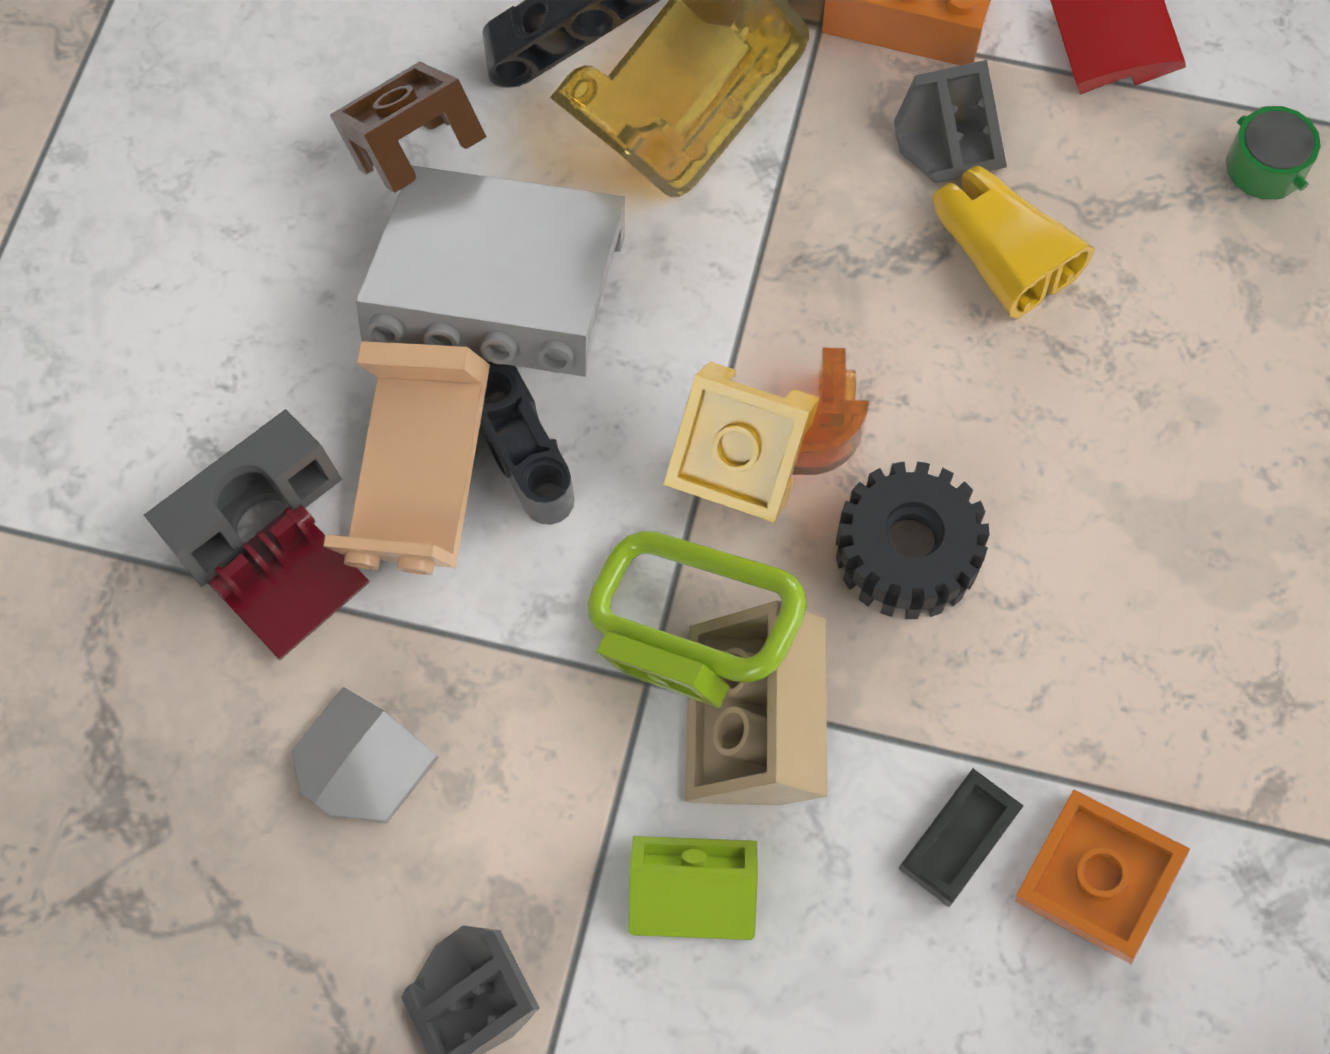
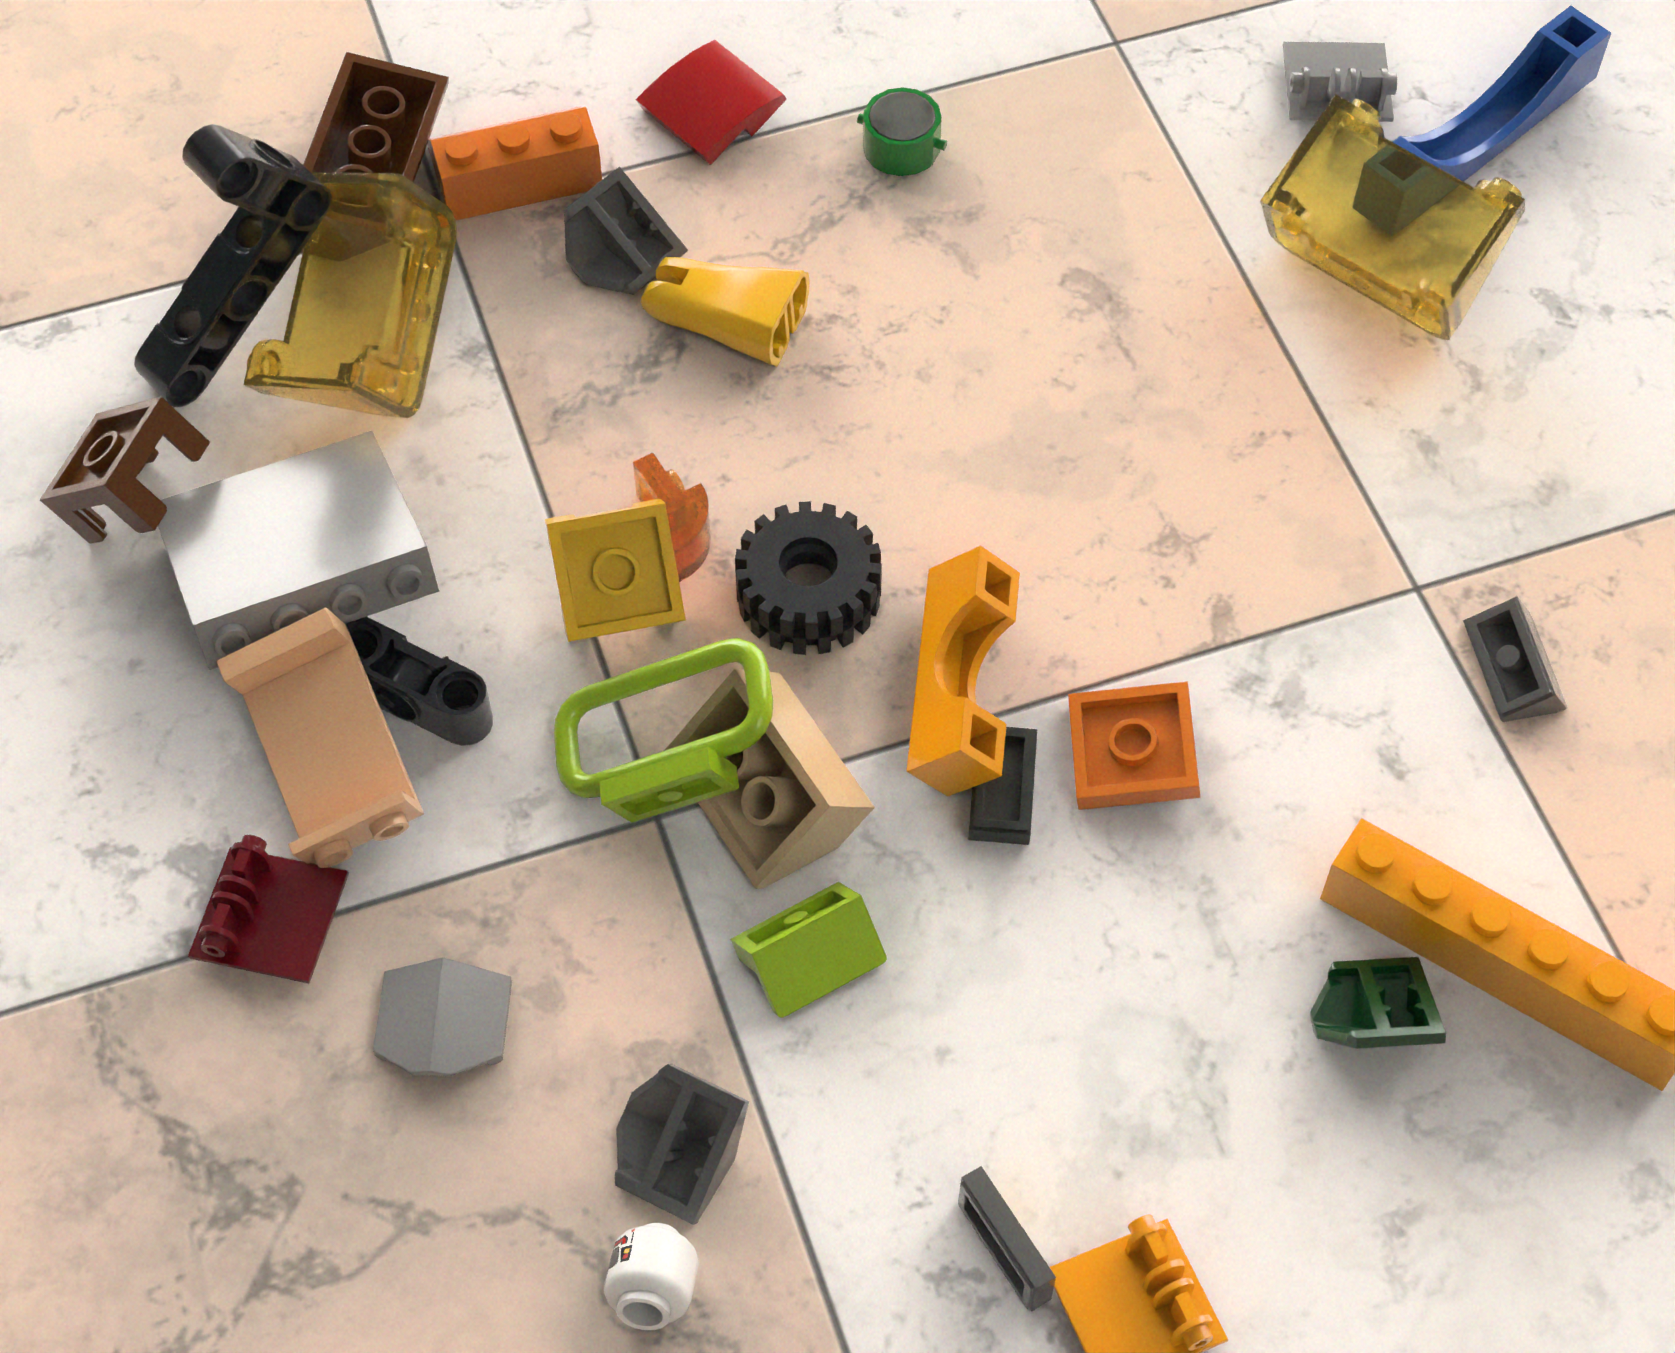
camera: 35 degrees left, 10 degrees down
(271, 464) = (155, 903): dark grey arch -> none
(1027, 658) = (965, 612): none -> light orange arch

